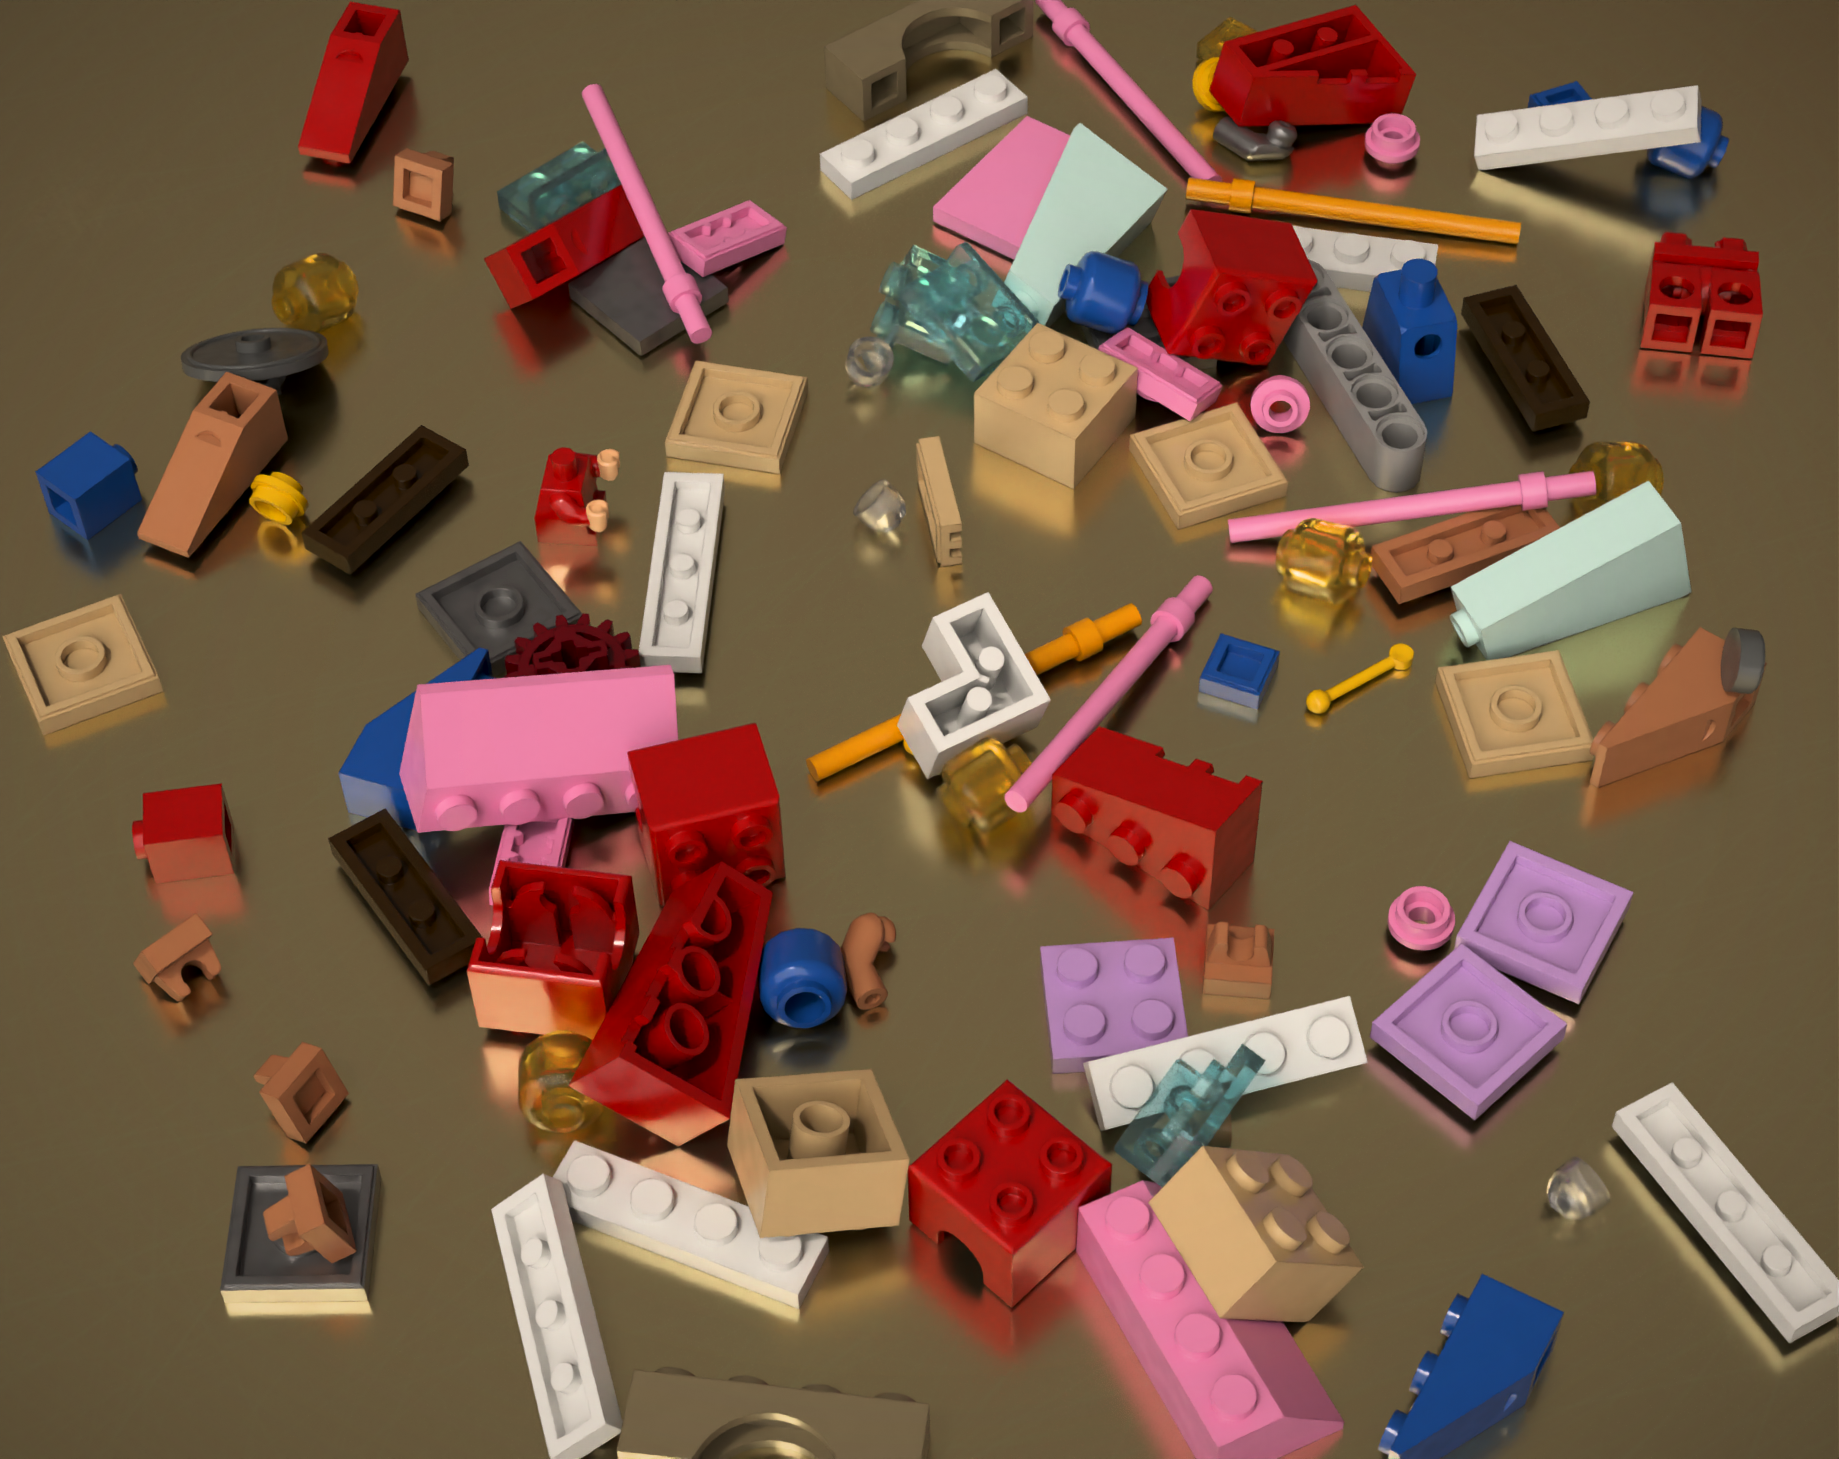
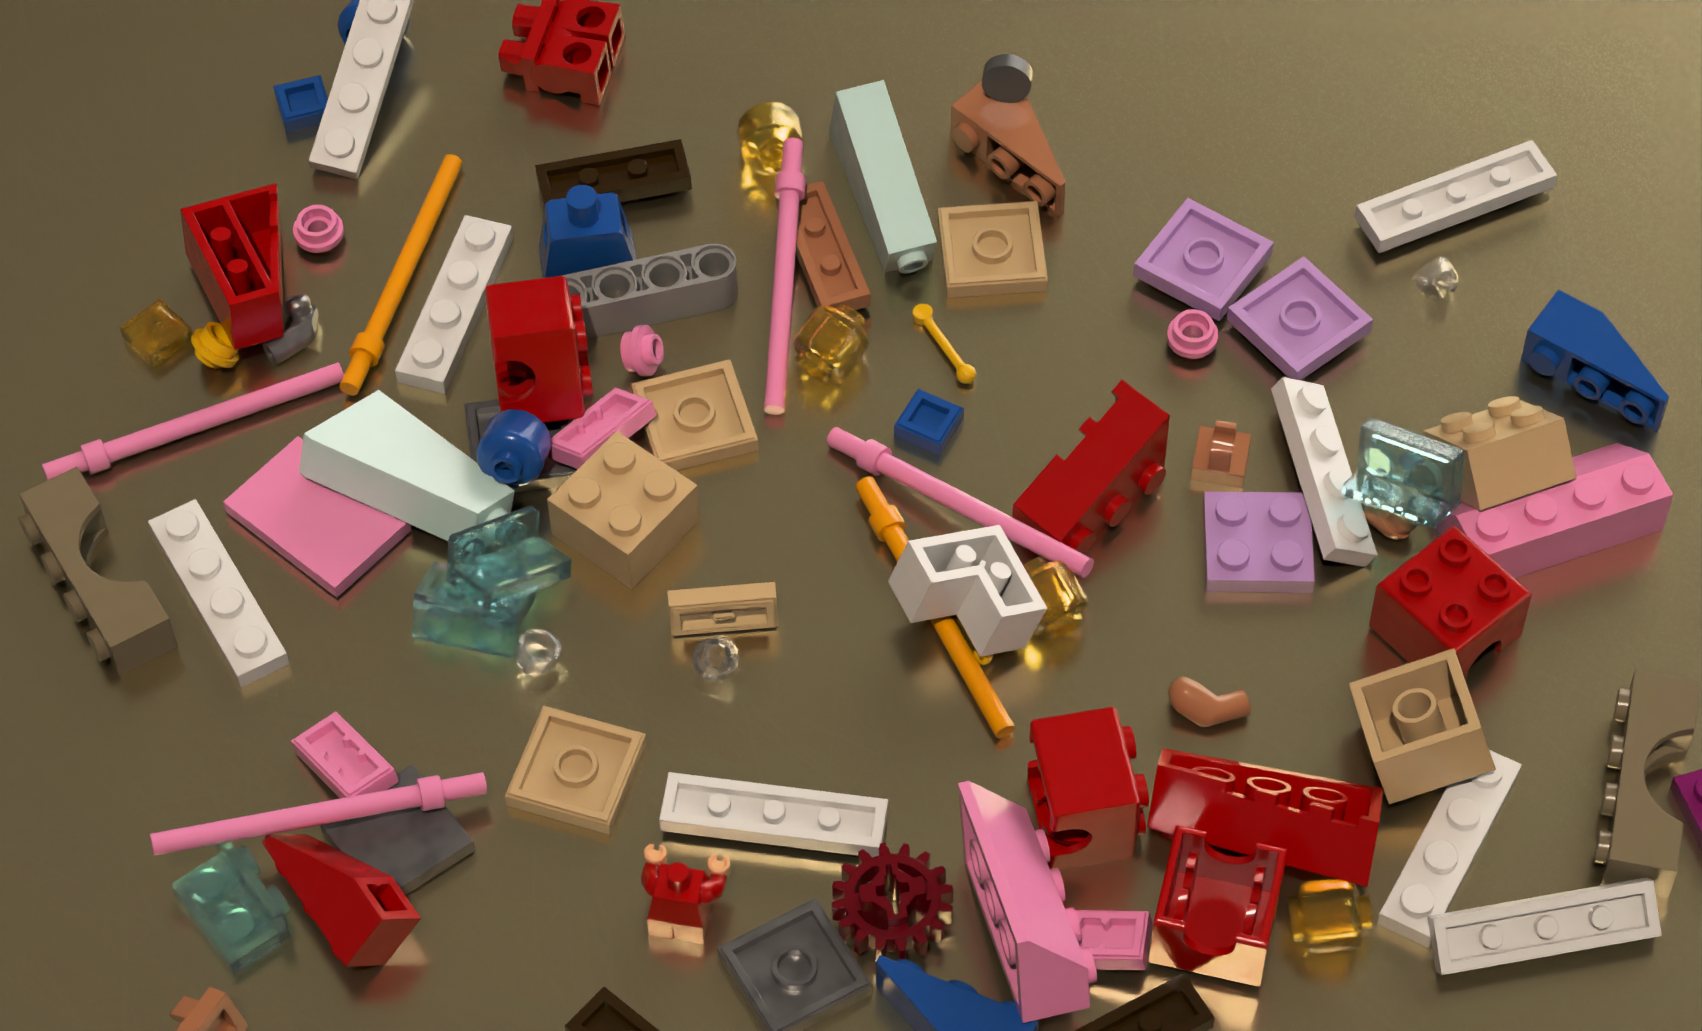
camera: 85 degrees left, 5 degrees up
(802, 978) = (1236, 735): blue head -> none

